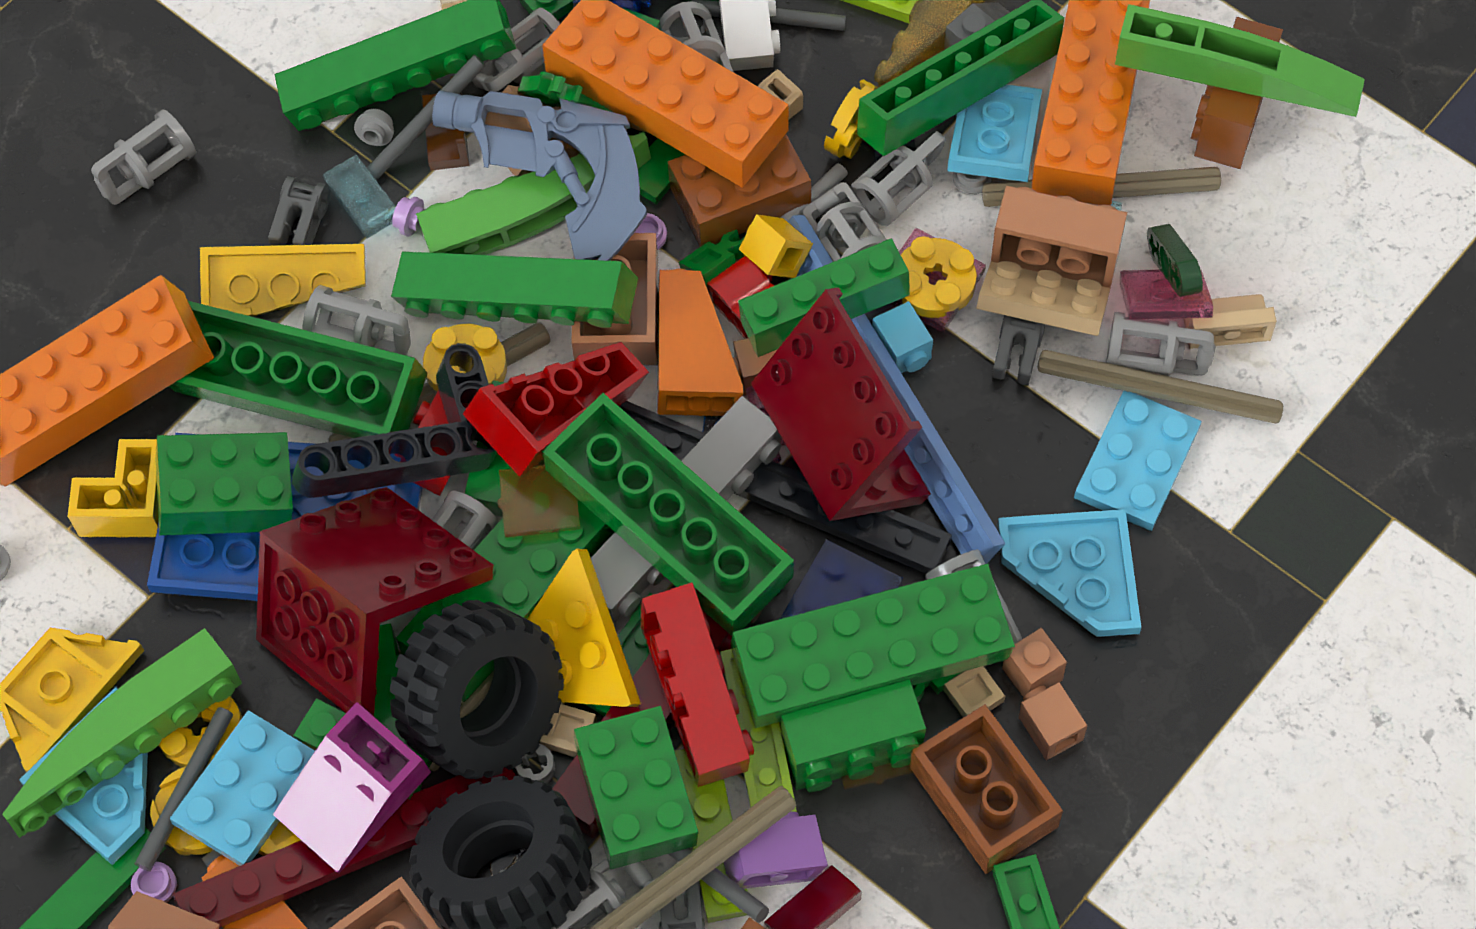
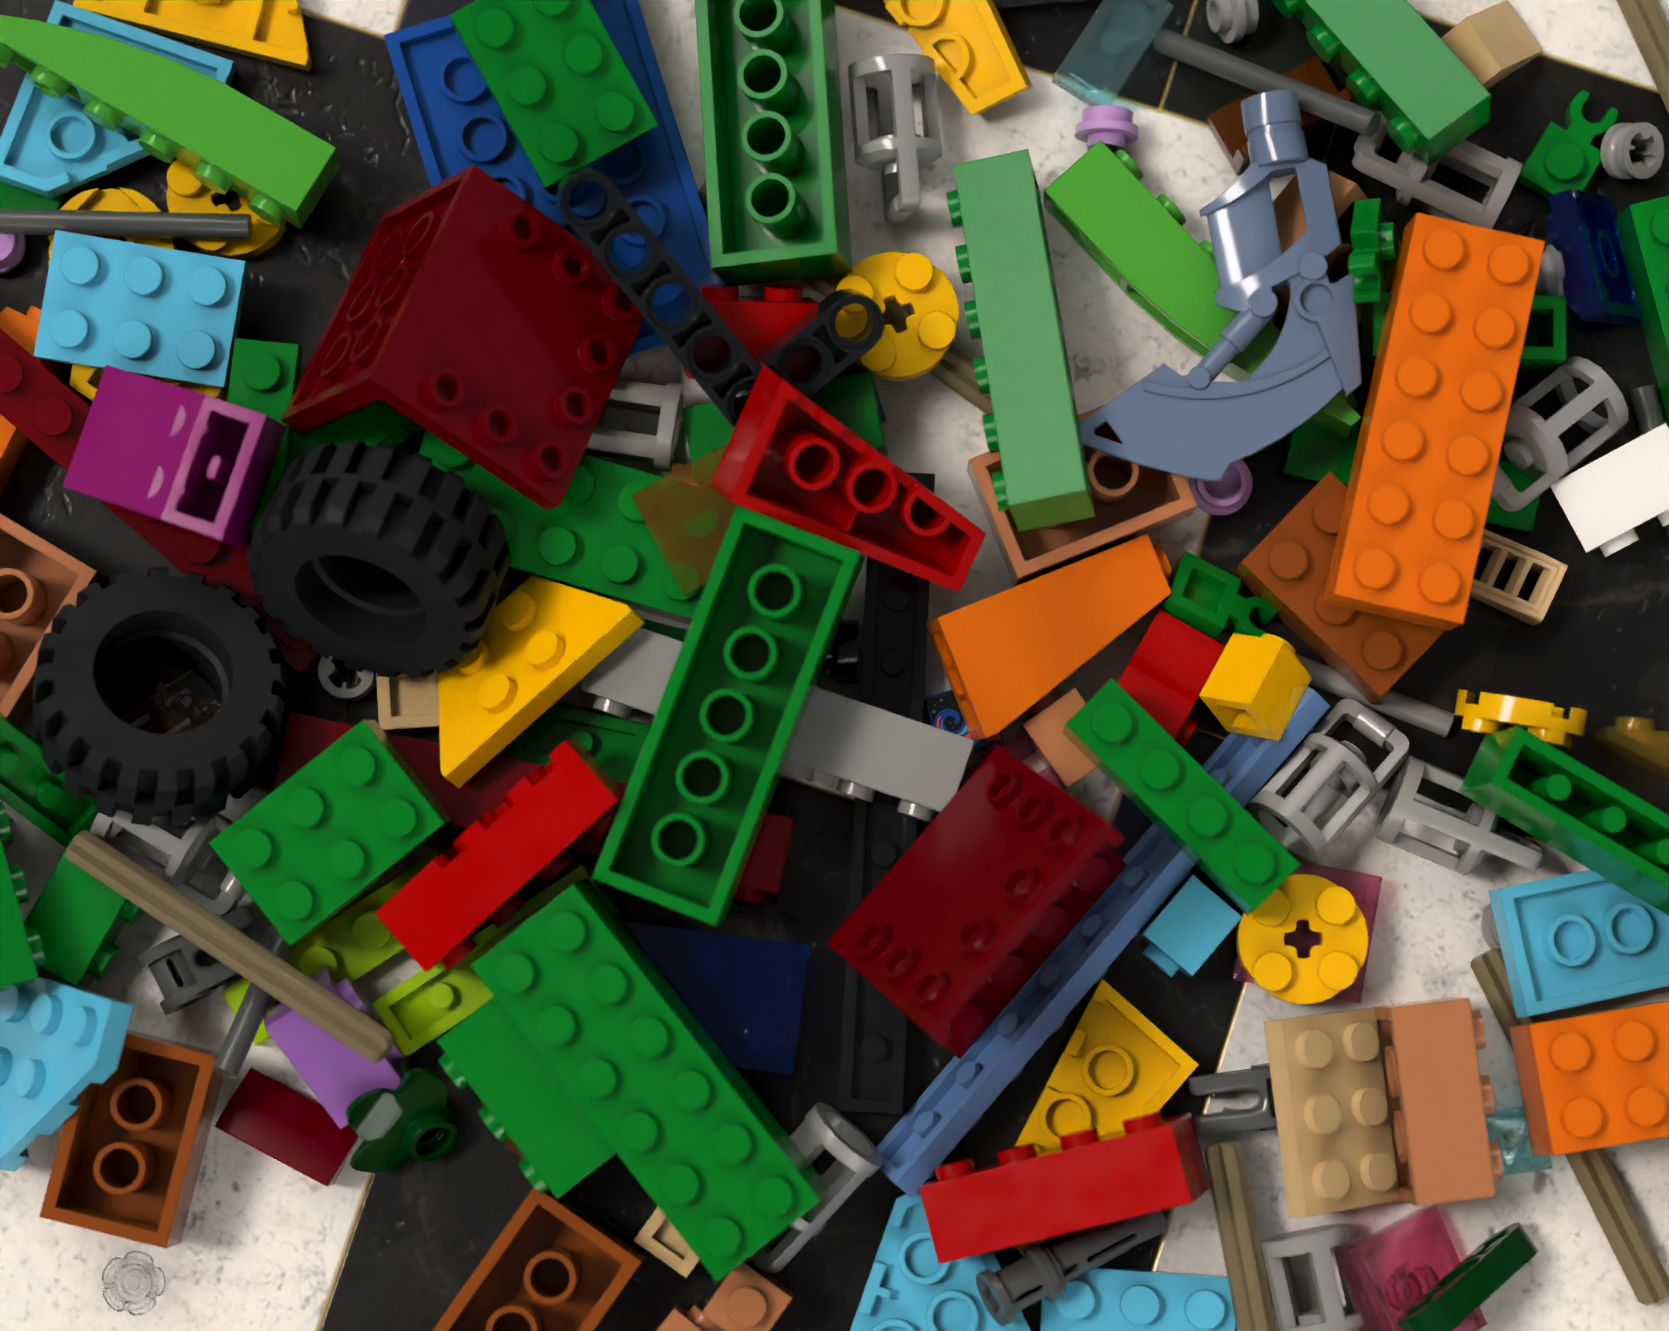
camera: 70 degrees right, 20 degrees up
(839, 827) = (403, 1122): none -> dark green plate
(991, 433) = (1107, 1073): none -> yellow wing
(1032, 447) = (1064, 1188): none -> red wedge
(1079, 483) = (1047, 1270): none -> dark grey pin

